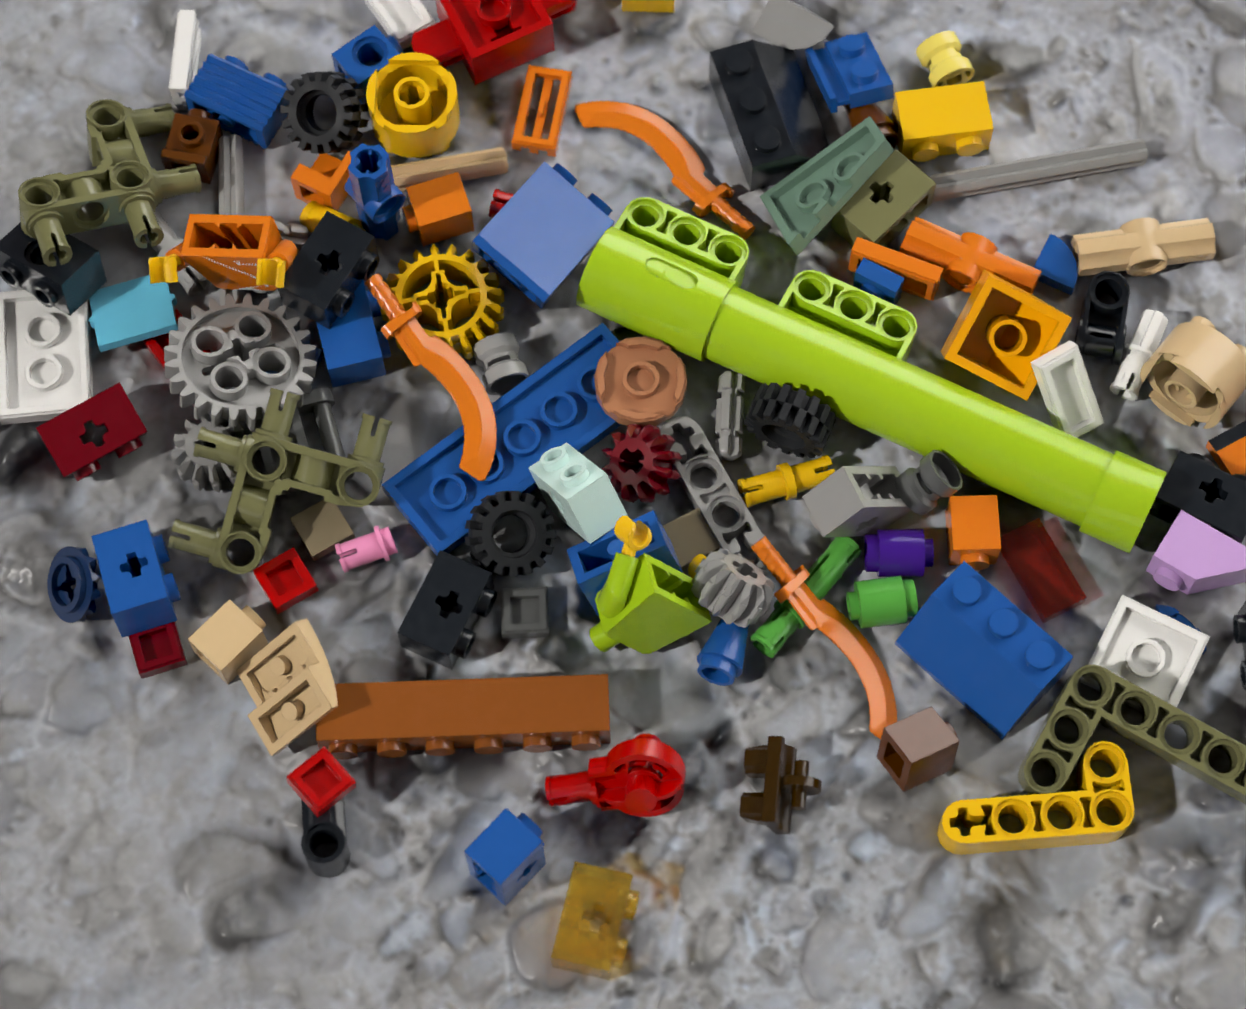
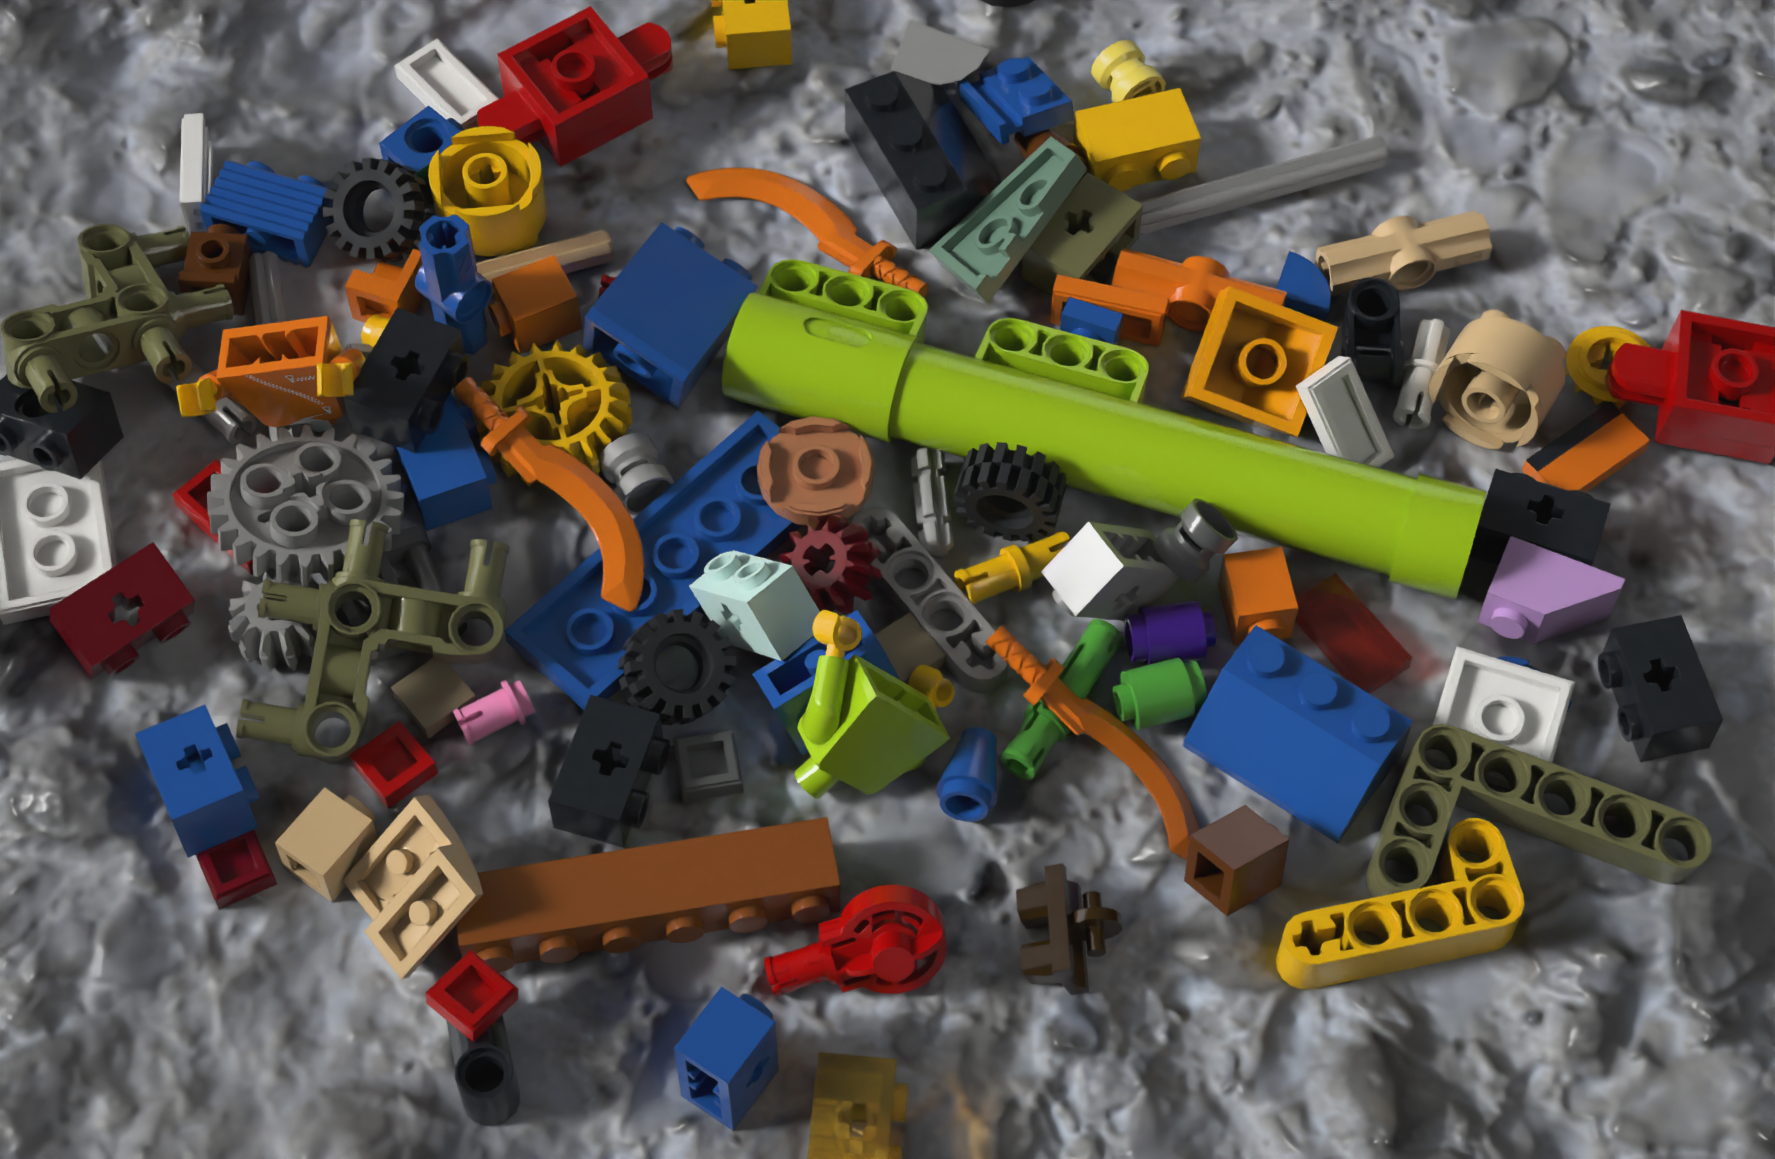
camera: 10 degrees left, 10 degrees down
(70, 568) = (111, 777): dark blue gear -> none
(132, 312) = (160, 467): medium azure piece -> none
(536, 142) = (644, 220): orange tile -> none
(732, 588) = (970, 693): light grey gear -> none

